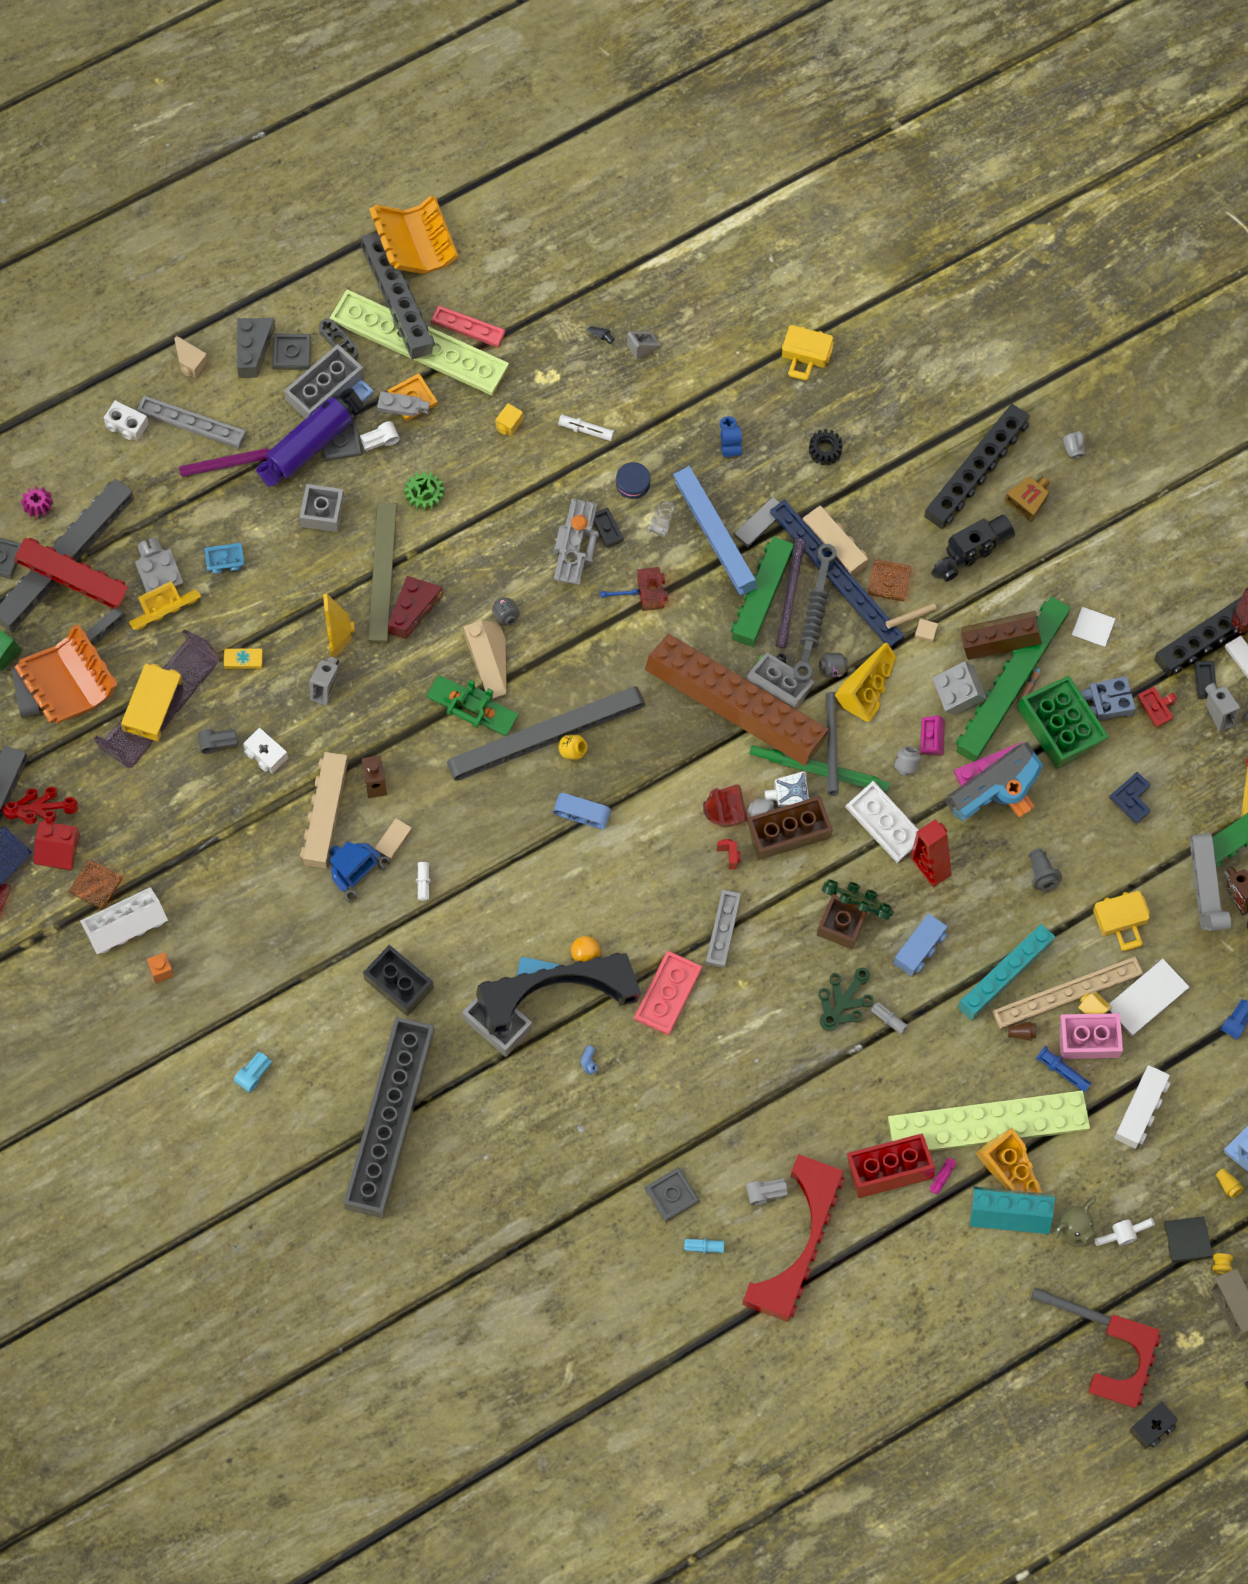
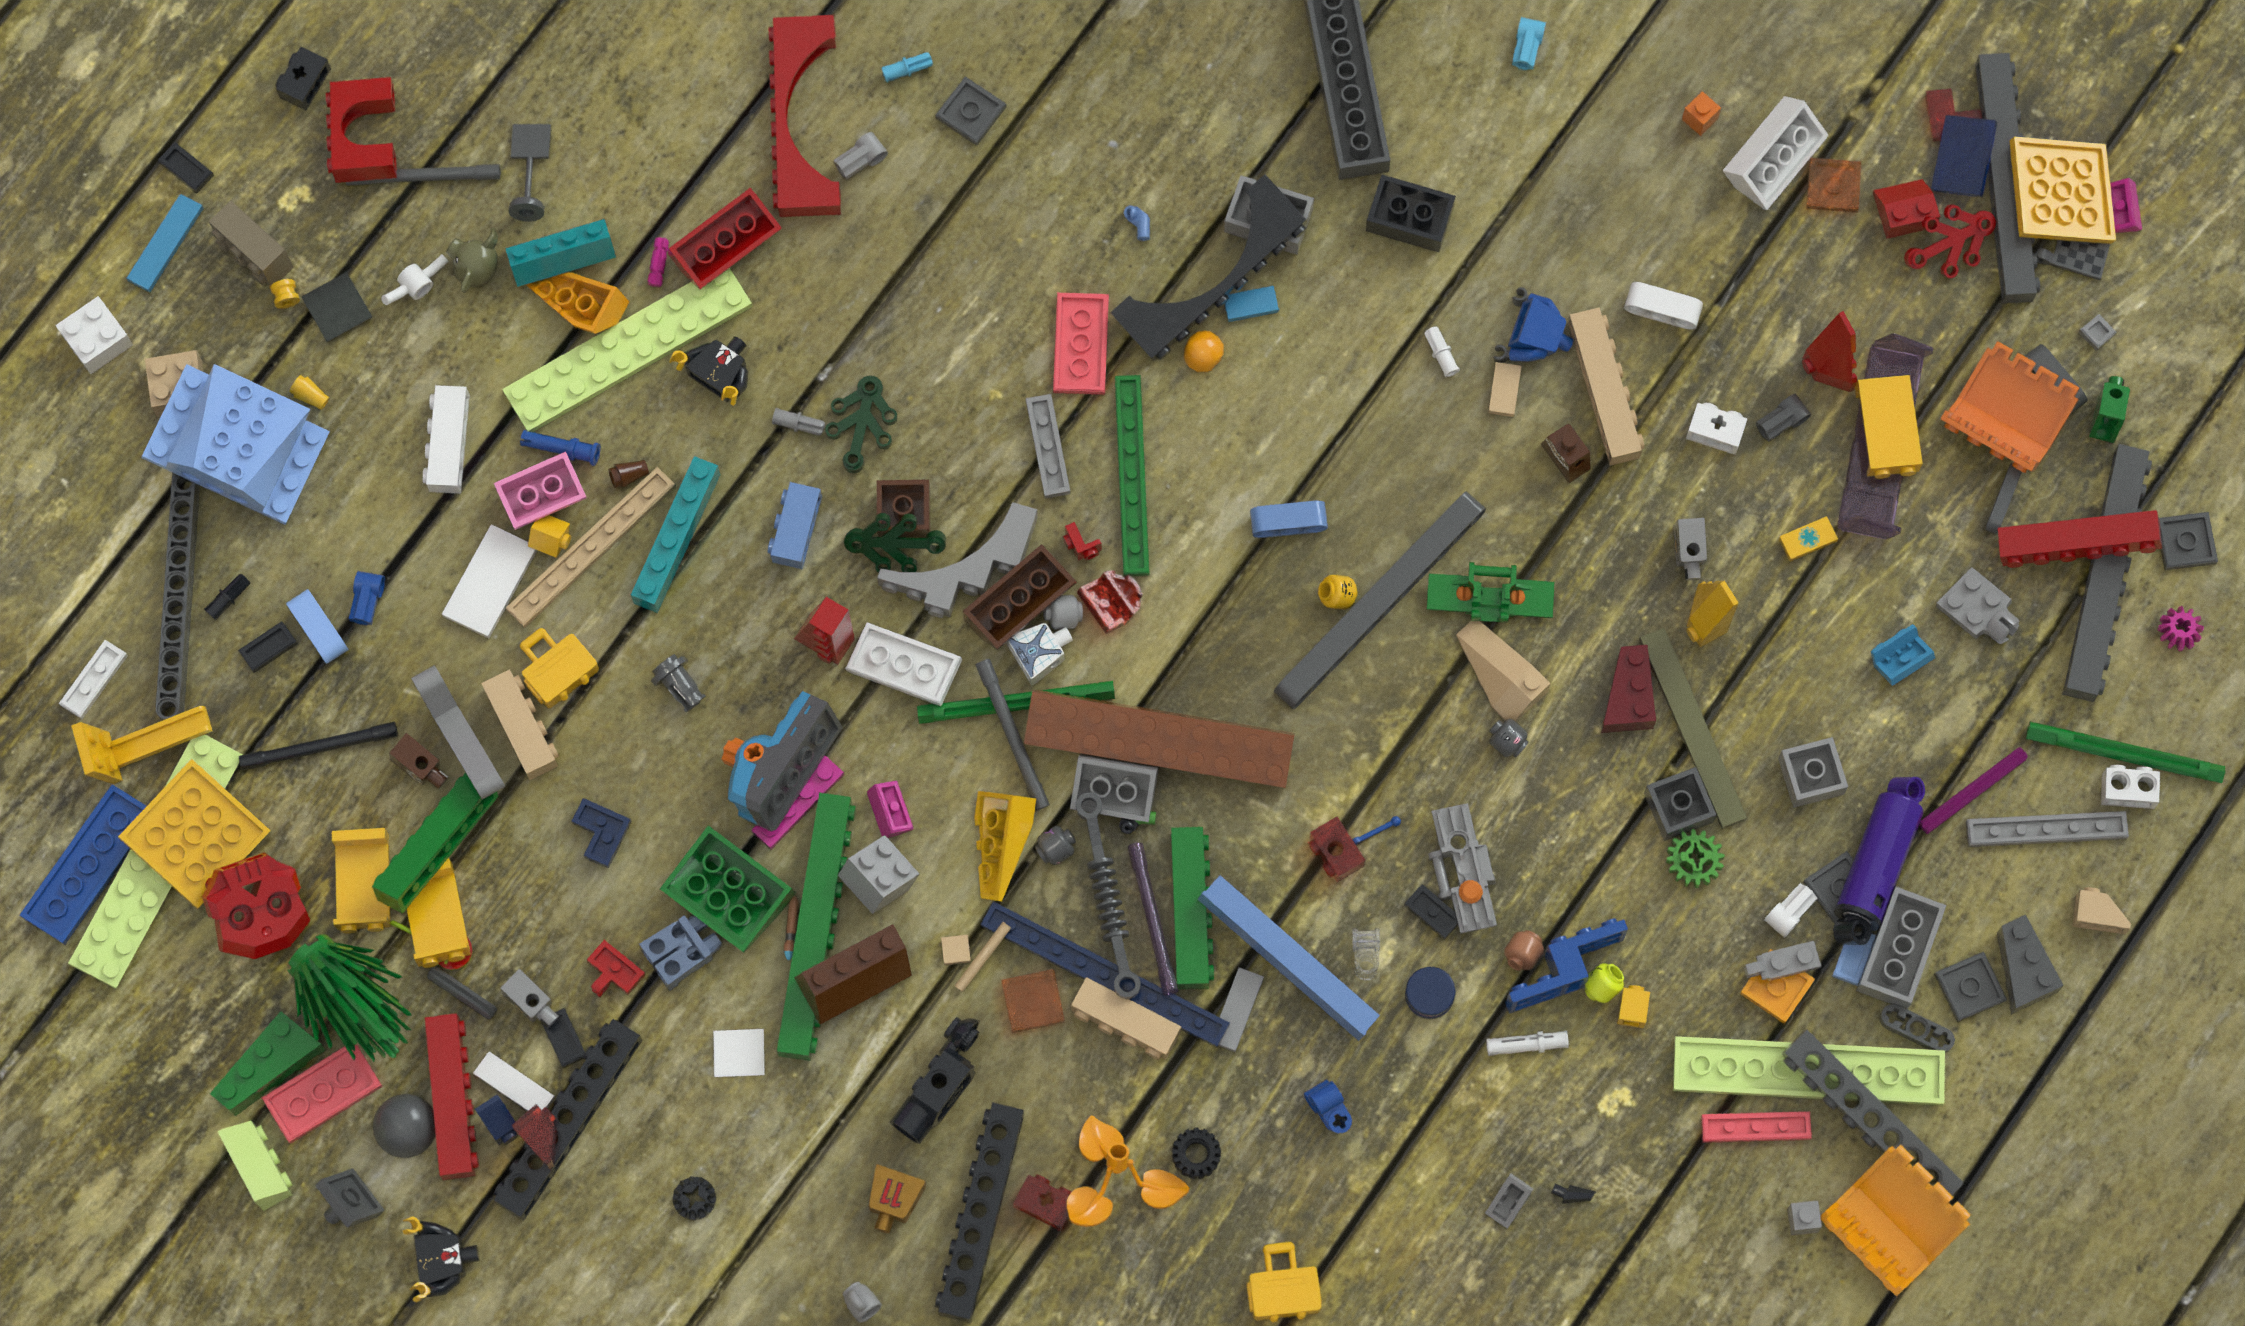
camera: 160 degrees right, 5 degrees up
(116, 445) = (2125, 752): none -> green piece
(160, 602) = (1946, 561): yellow bracket -> none
(166, 759) = (1831, 355): none -> red wedge
(257, 847) = (1663, 305): none -> white beam
(417, 522) = (1680, 803): none -> dark grey slope
(467, 260) = (1804, 1218): none -> light grey brick
(520, 439) = (1604, 983): none -> neon yellow head
(542, 449) = (1566, 965): none -> blue bracket
(561, 480) = (1524, 950): none -> nougat head
(673, 888) = (1132, 475): none -> green tile
(812, 862) = (971, 574): none -> light grey arch
(857, 436) = (1101, 1140): none -> light orange plant
(907, 760) = (907, 753): light grey head -> none
(931, 1076) = (716, 367): none -> black torso
(934, 455) = (1029, 1202): none -> clear red brick
(1000, 1305) = (529, 143): none -> dark grey piece
(1156, 557) = (699, 1209): none -> black gear
(1162, 888) = (520, 725): none -> tan brick

